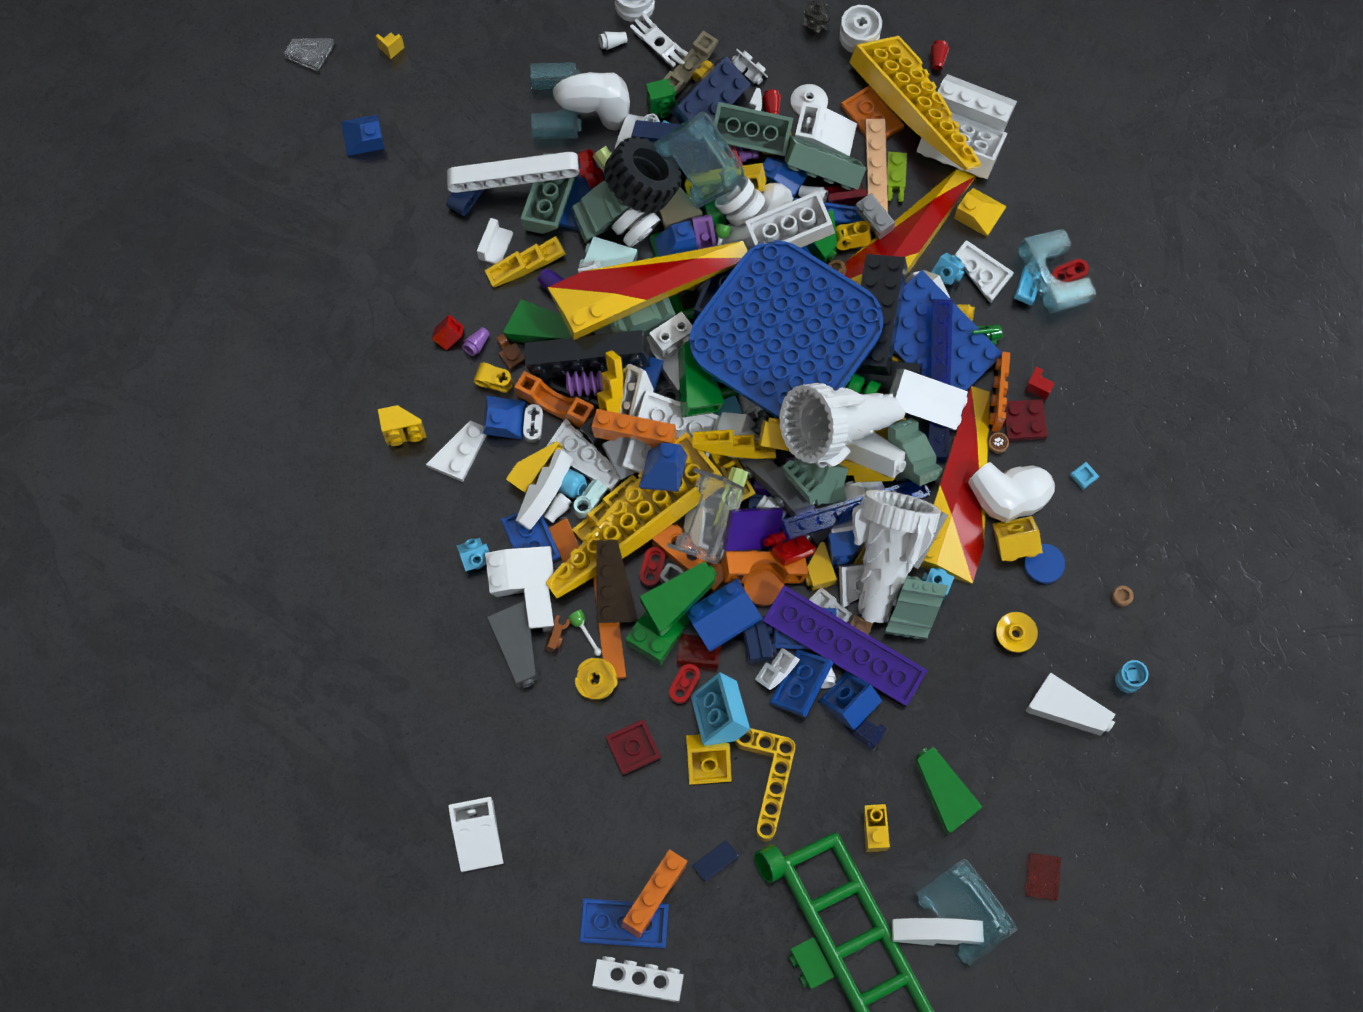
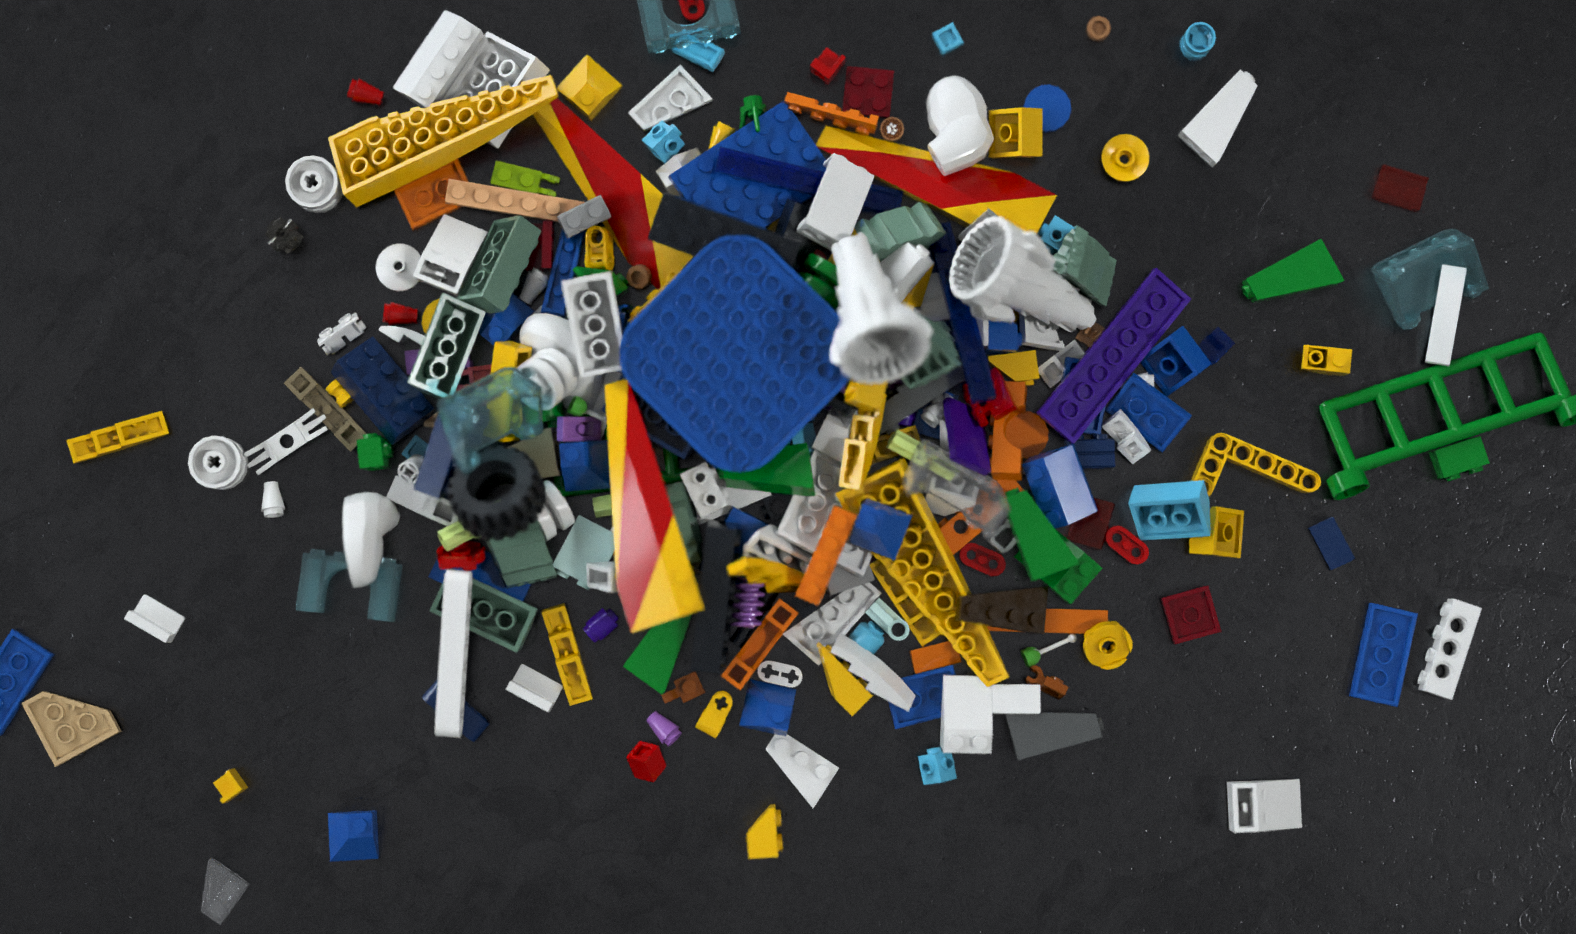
camera: 80 degrees left, 15 degrees up
(557, 507) = (892, 658): white cone -> none
(654, 893) = (1365, 617): orange arch -> none

